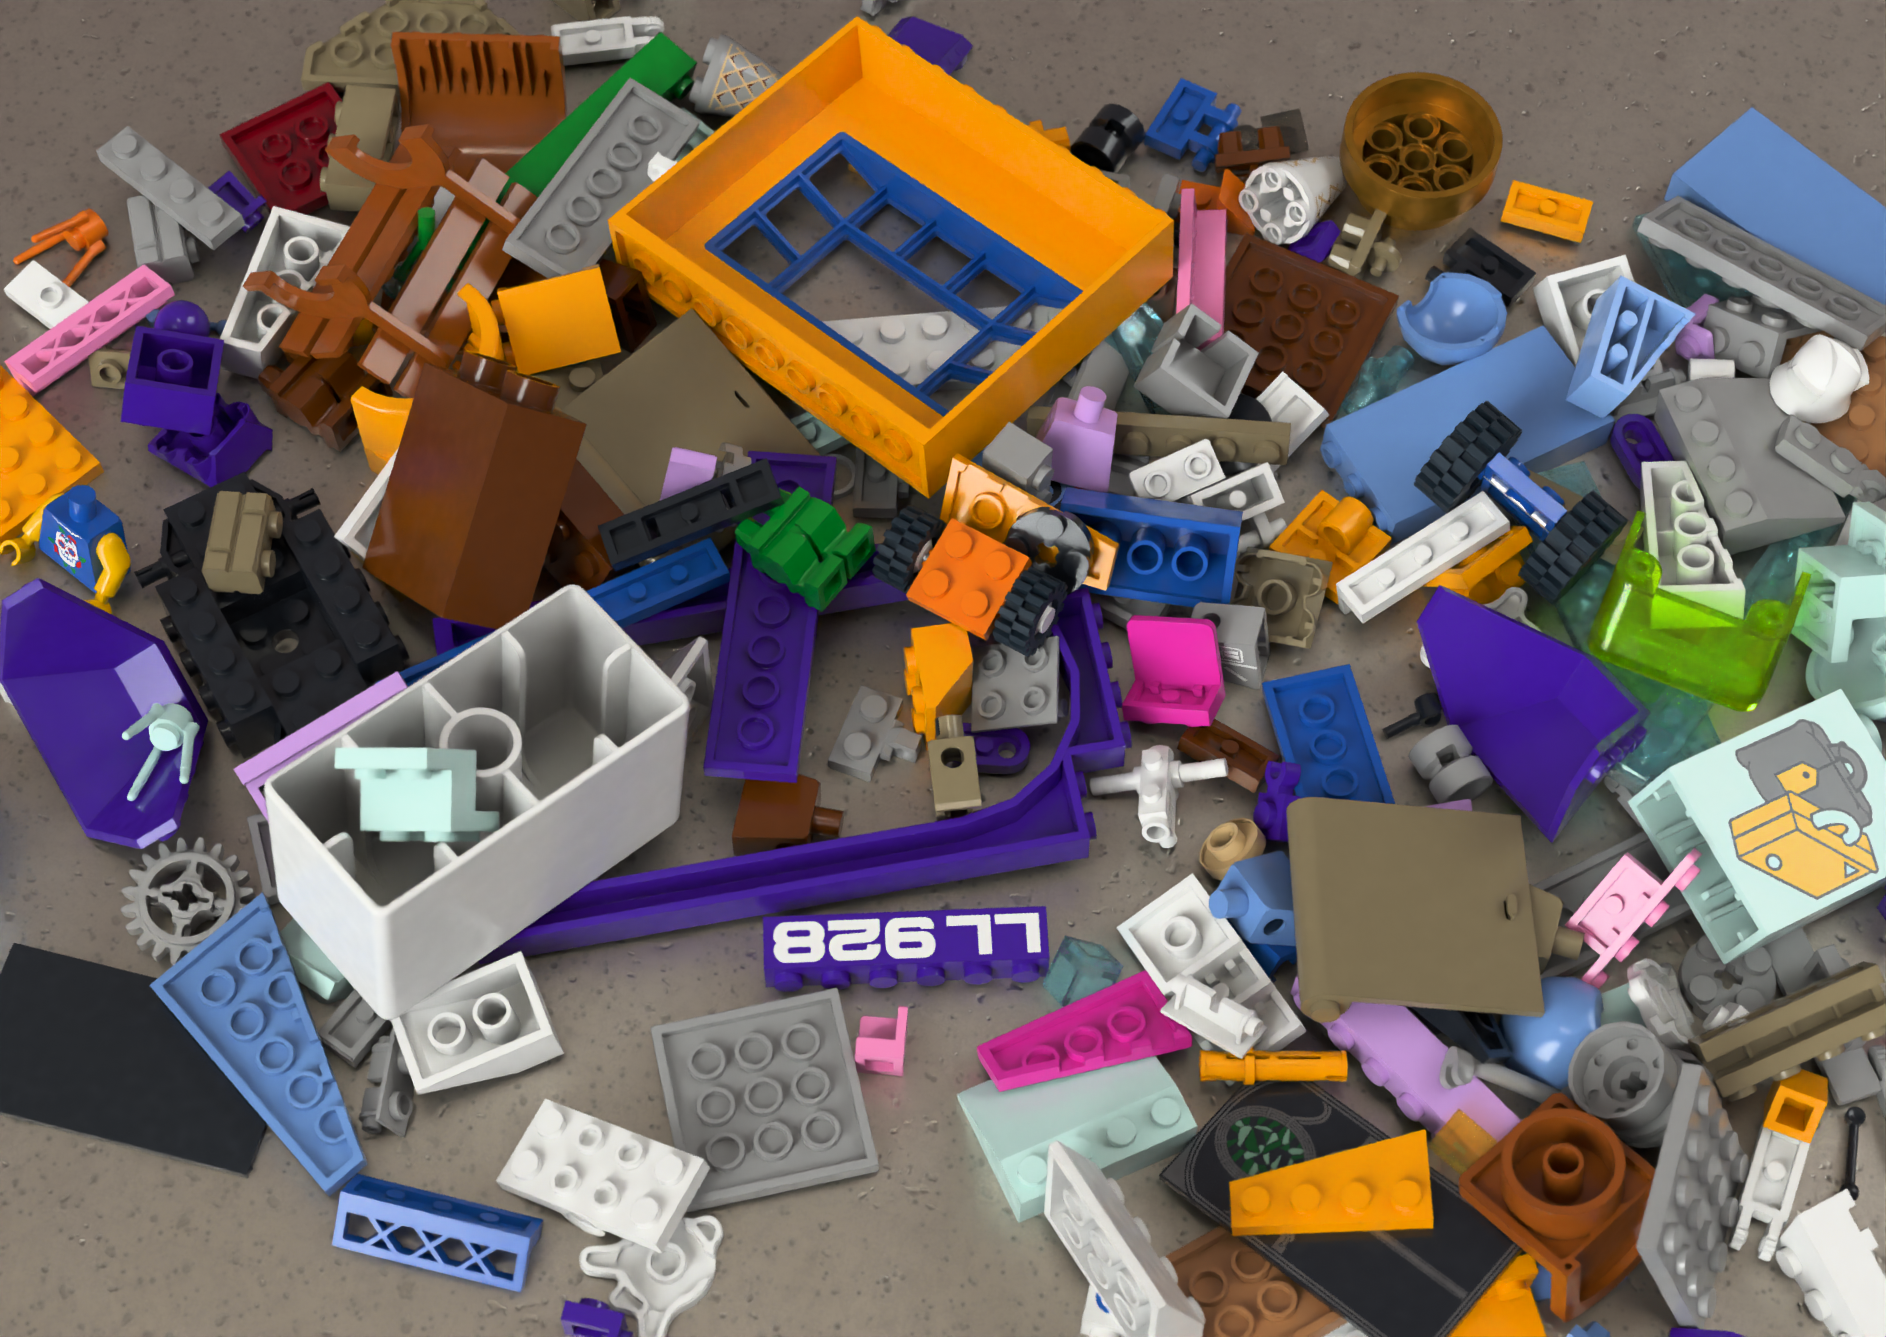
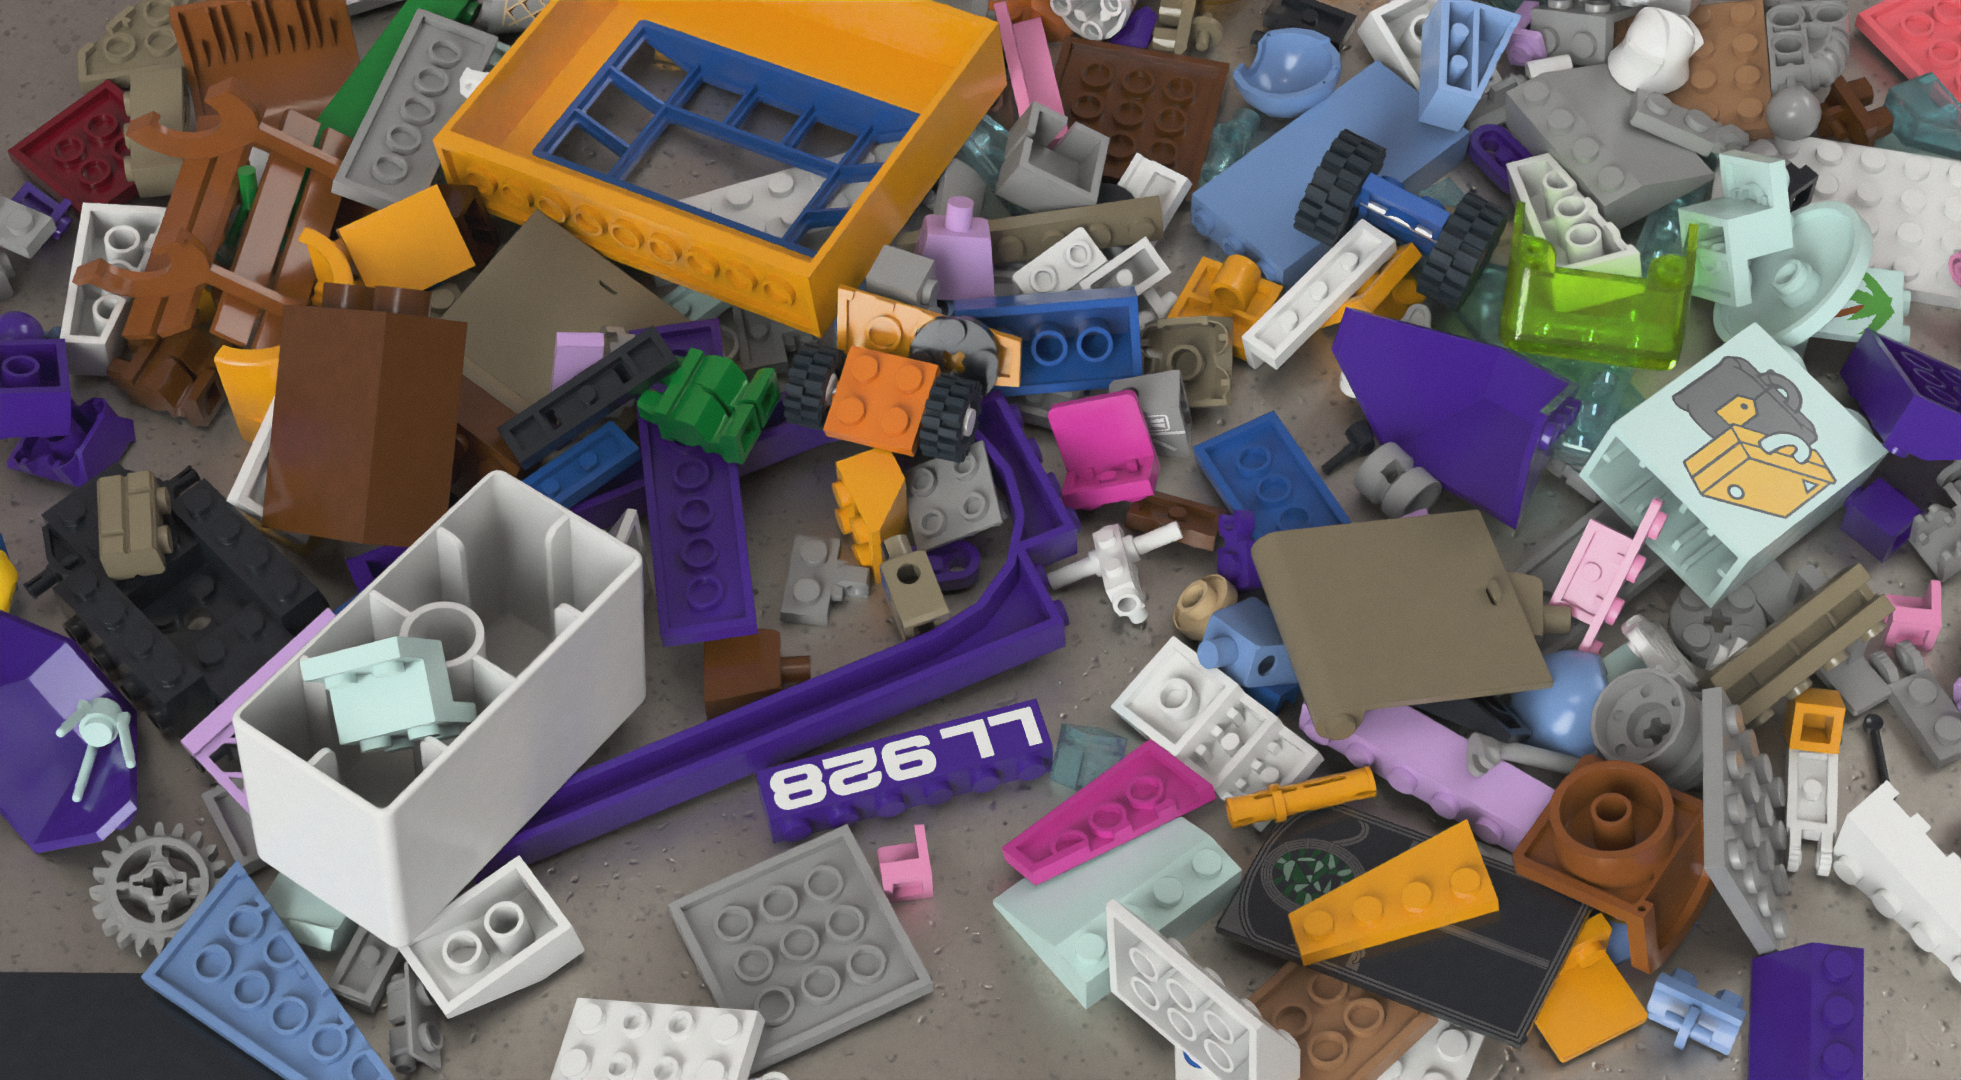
camera: 10 degrees left, 5 degrees down
(1218, 1021) = (1245, 766): white hinge -> none
(1461, 1142) = (1504, 823): clear yellow tile -> none

